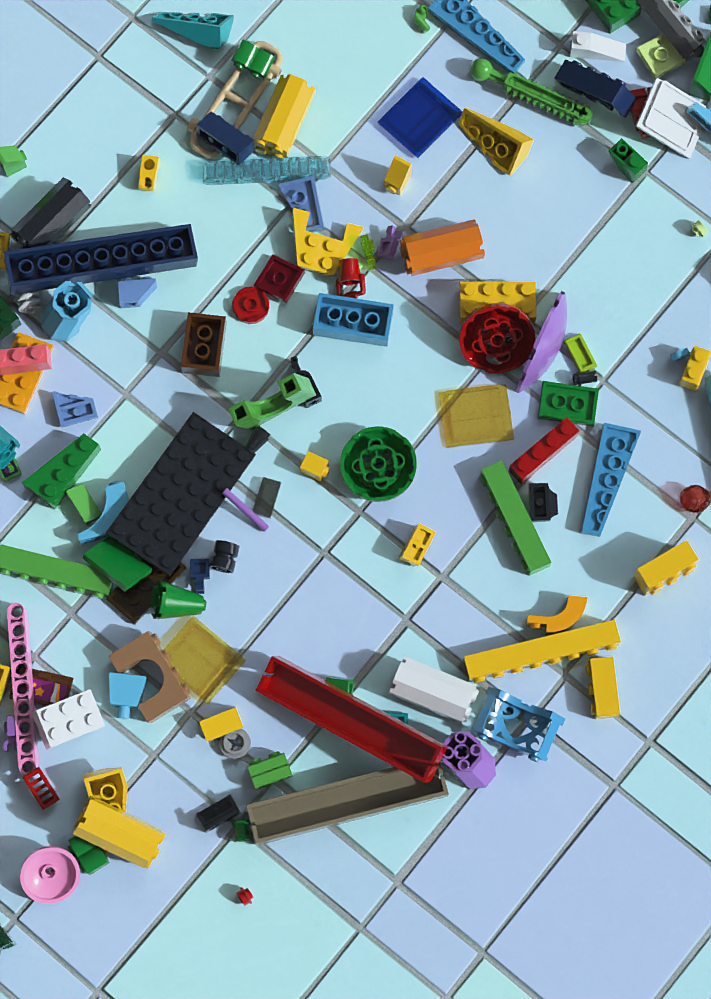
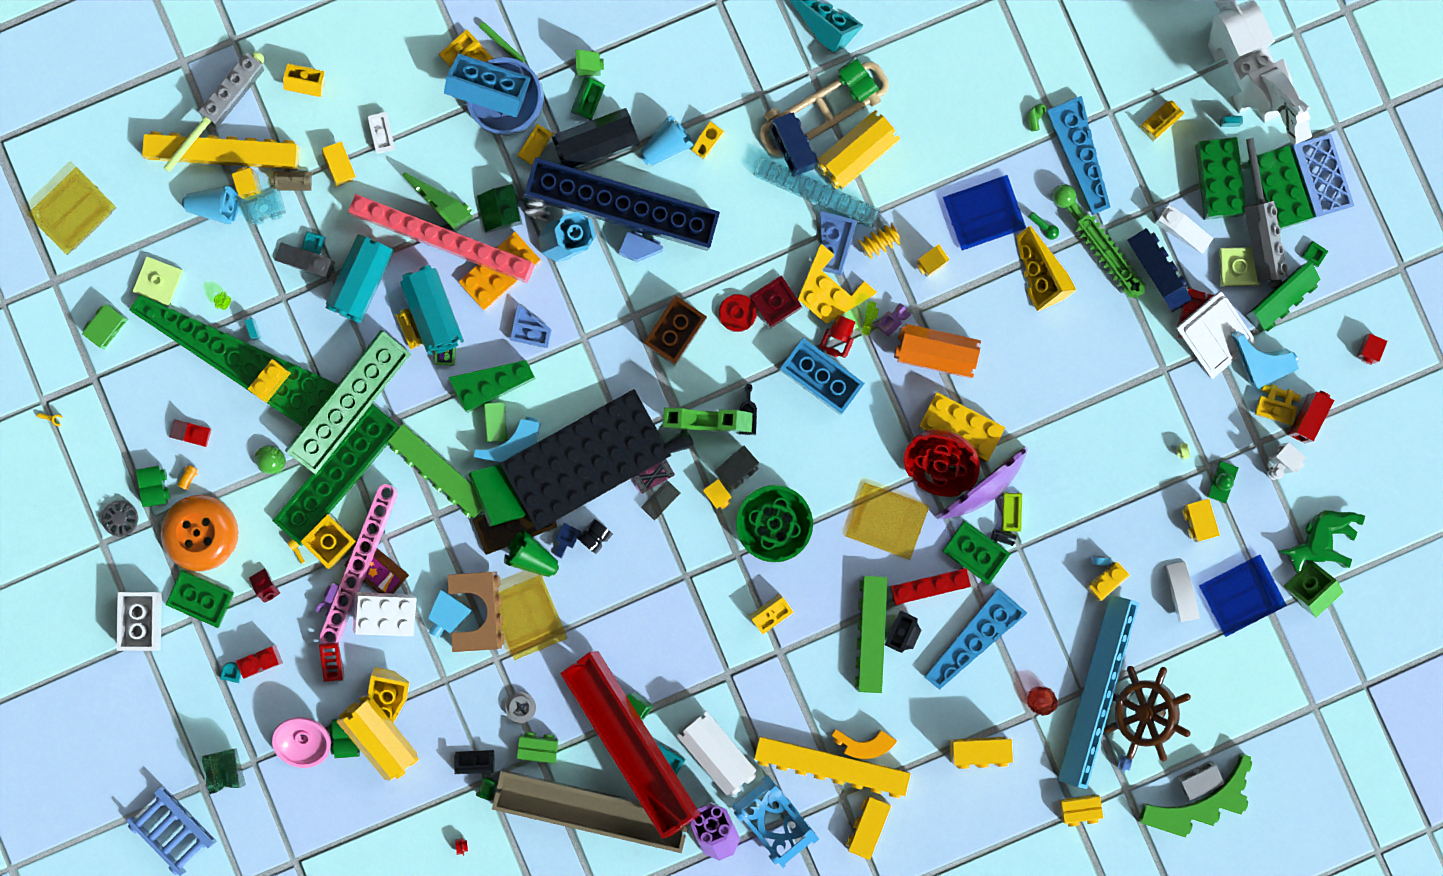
camera: 25 degrees right, 10 degrees up
(25, 190) = (588, 98): none -> green slope
(113, 191) = (666, 142): none -> medium azure cone
(221, 724) = (516, 684): yellow hinge -> none
(246, 510) = (635, 503): medium lavender bar -> none
(249, 480) = (654, 476): none -> tile
(320, 432) = (737, 467): none -> pearl dark grey brick
(342, 183) = (879, 241): none -> yellow piece
(485, 105) = (1050, 231): none -> green bar
(628, 160) = (1153, 353): green slope -> none

